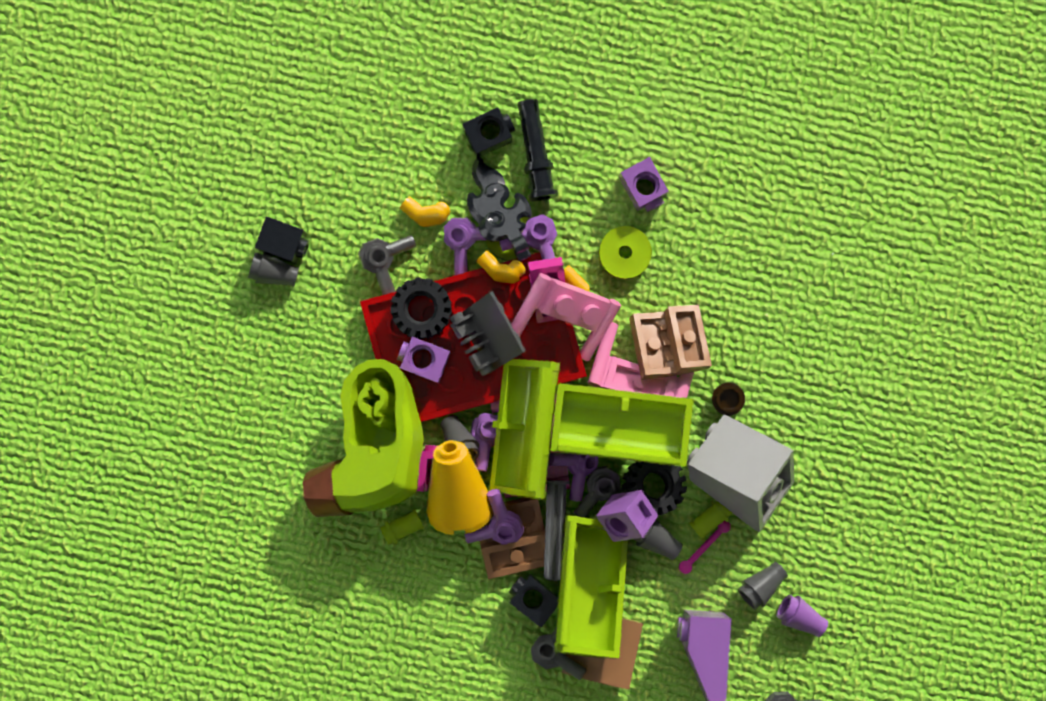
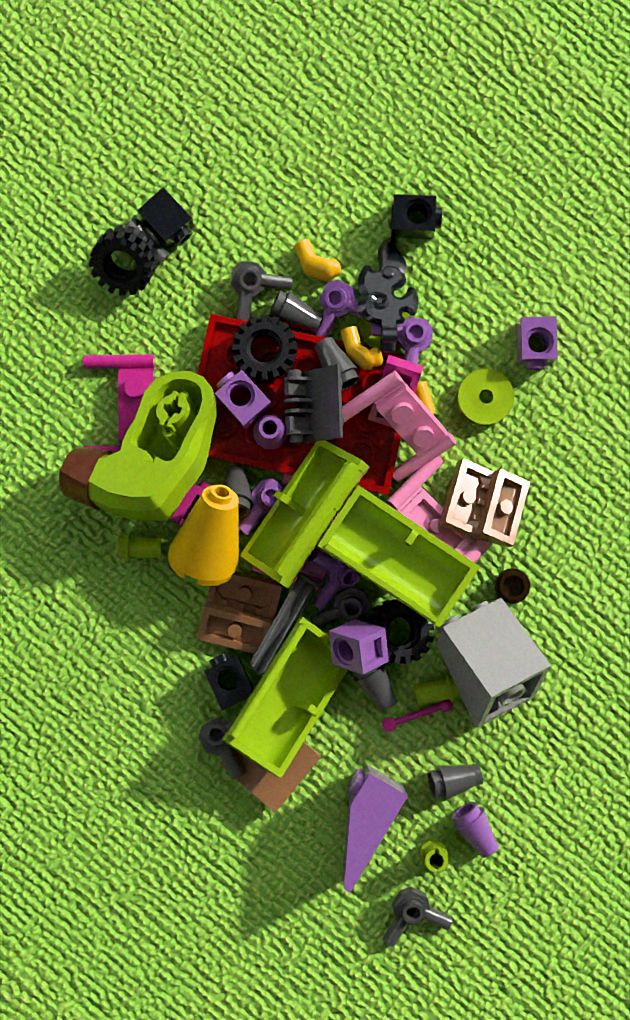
camera: 30 degrees right, 0 degrees up
(264, 279) = (113, 274): none -> black tyre
(325, 392) = (134, 377): none -> dark pink plate
(429, 264) = (295, 312): none -> dark grey cone
(461, 385) = (270, 441): none -> medium lavender cone
(481, 285) = (331, 354): none -> dark grey cone
(503, 527) = (237, 595): medium lavender piece -> none
(538, 165) = (445, 272): black pin -> none
(771, 654) = (428, 850): none -> lime pin

